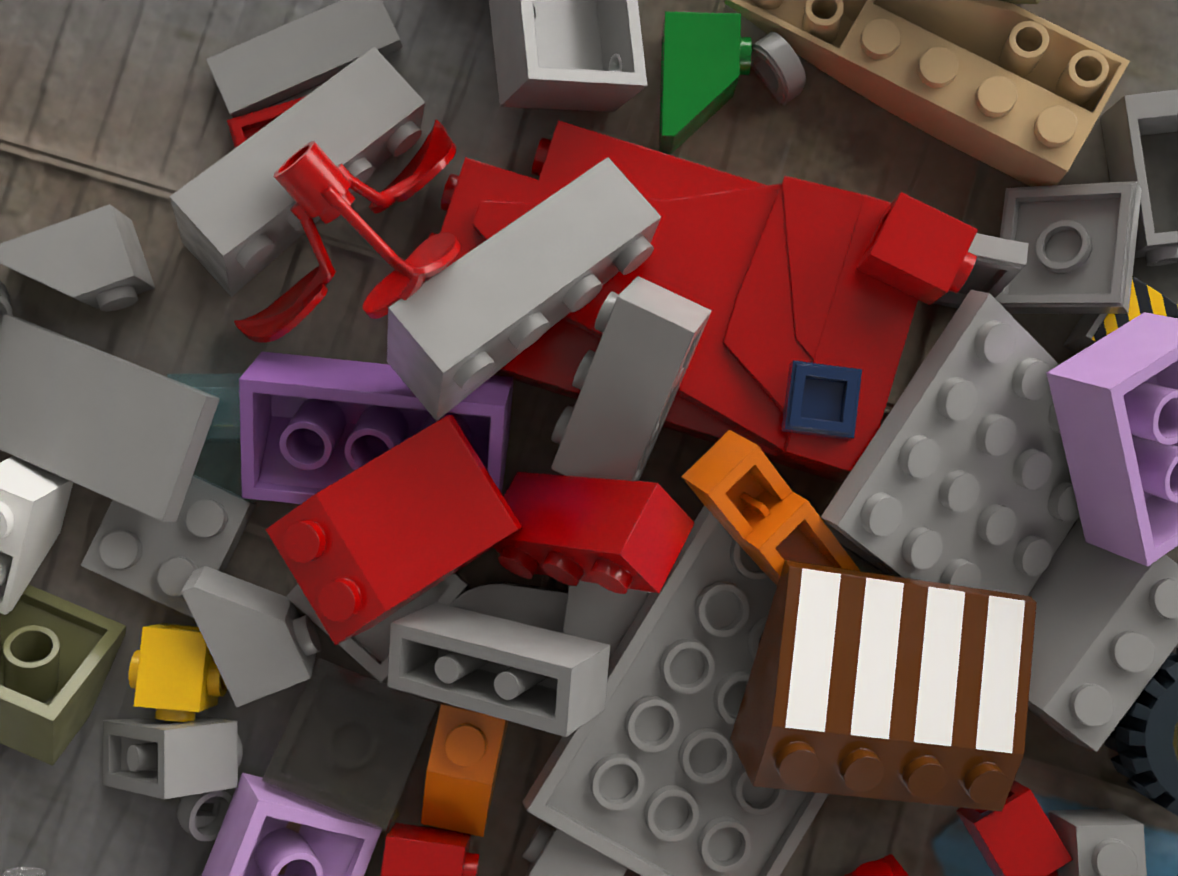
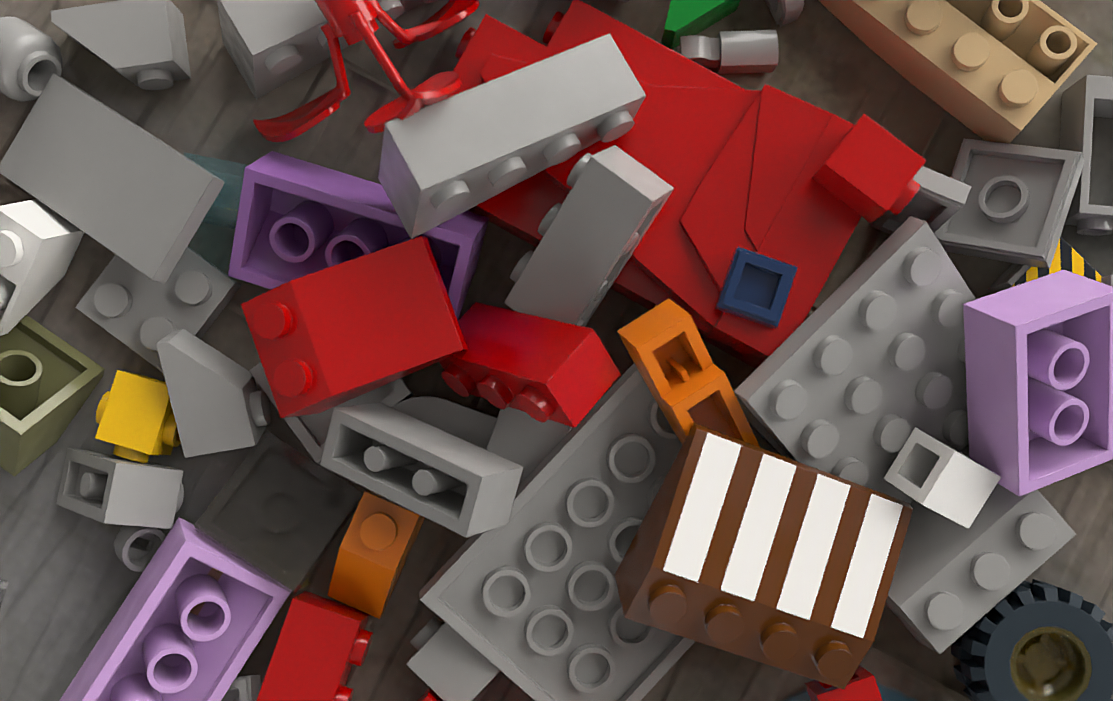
camera: 15 degrees right, 0 degrees up
(739, 143) = (733, 51): none -> light grey bar
(1060, 562) = (941, 478): none -> white brick

